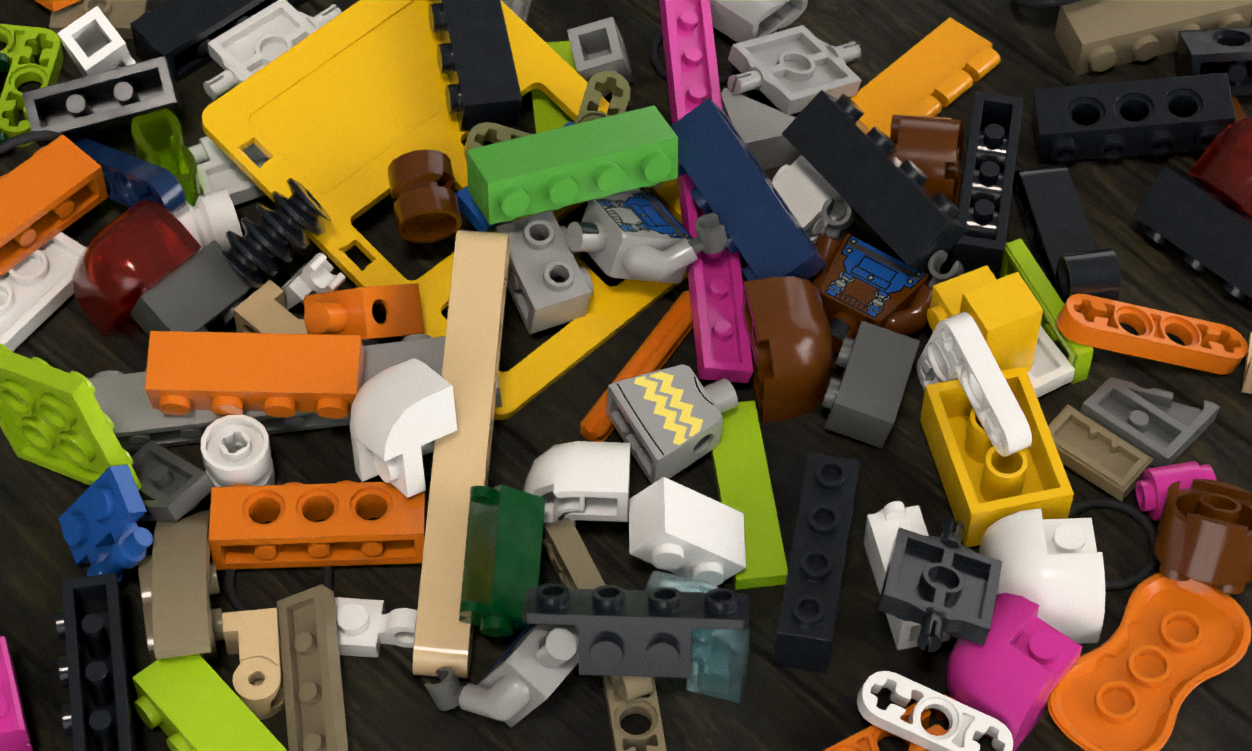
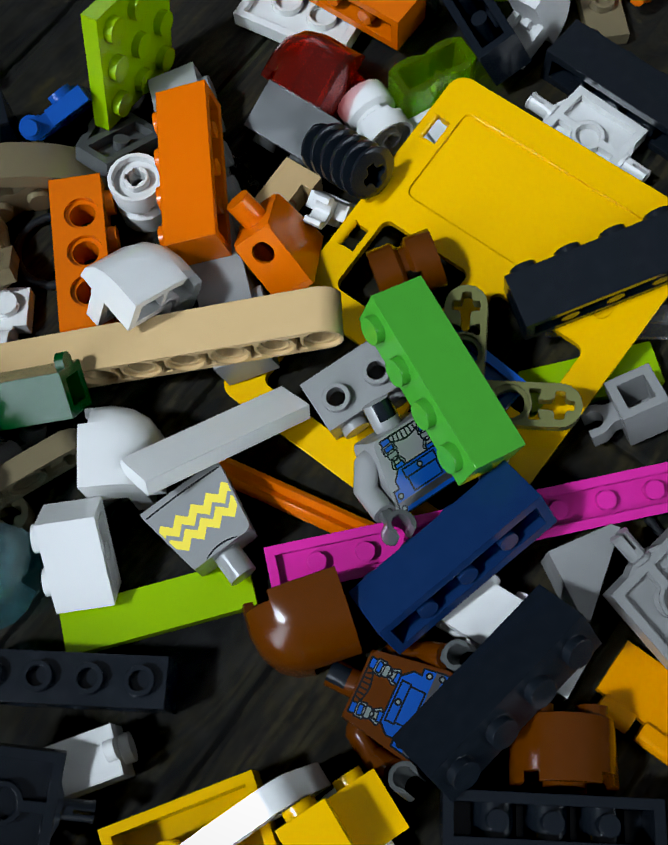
camera: 90 degrees right, 15 degrees up
(134, 179) = (408, 40): dark blue beam -> none
(585, 384) = (214, 440): none -> white tile
(871, 383) = (276, 714): dark grey brick -> none

